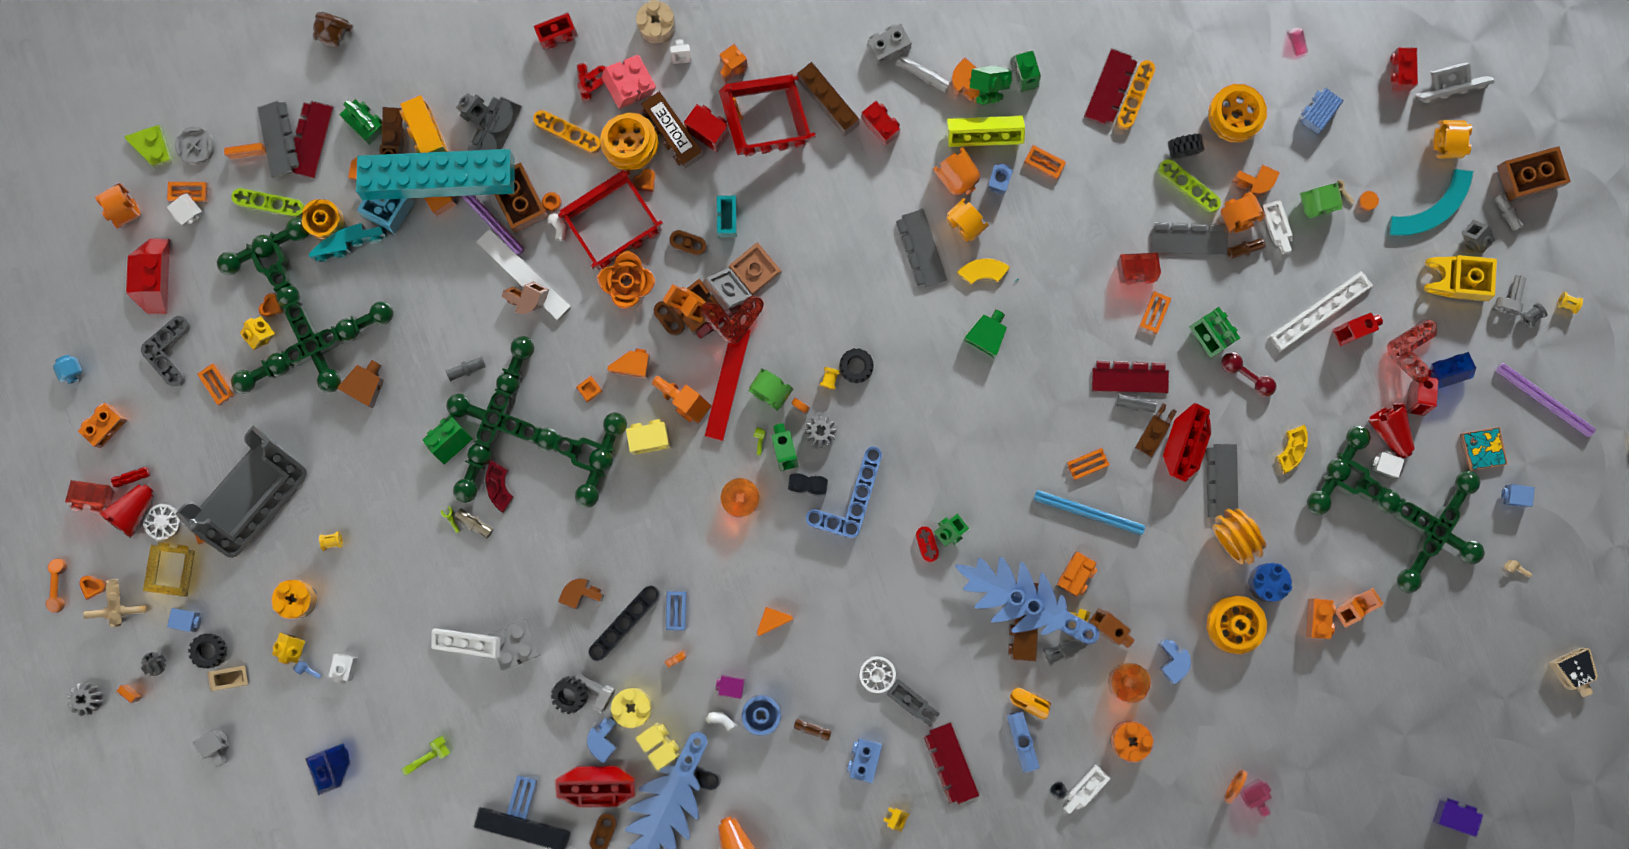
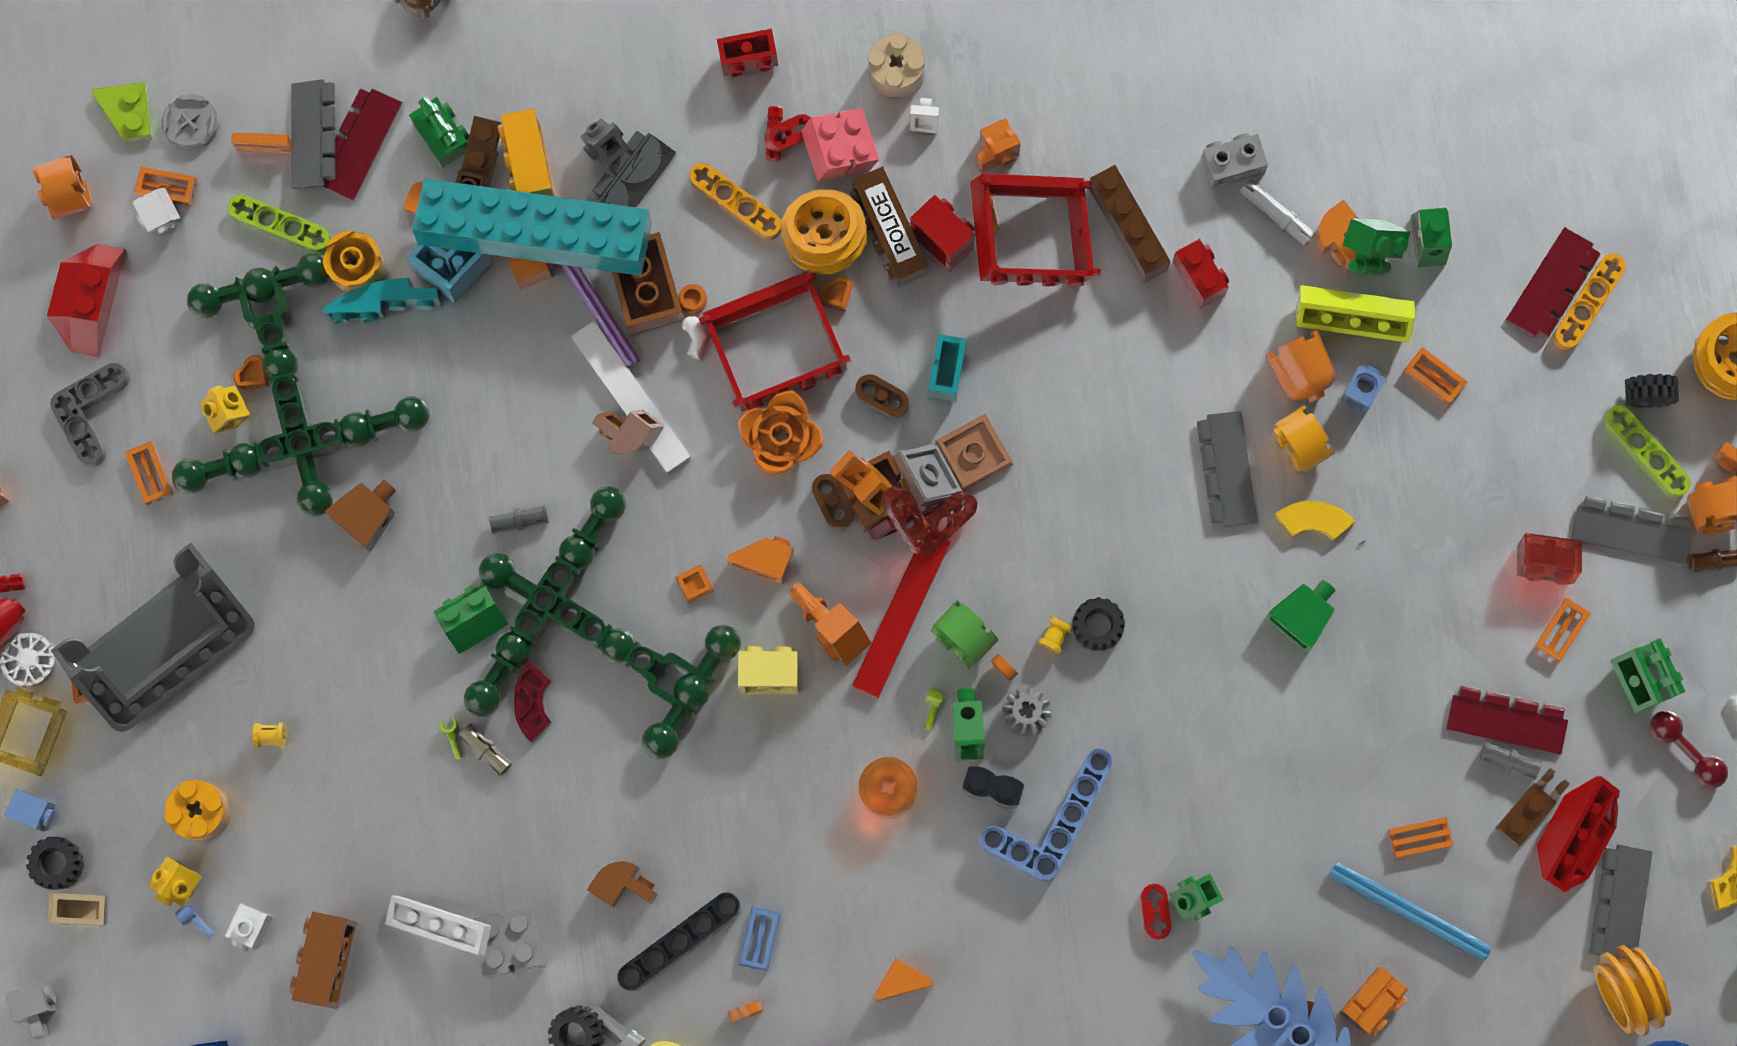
camera: 15 degrees right, 5 degrees down
(395, 680) = (323, 960): none -> dark orange brick

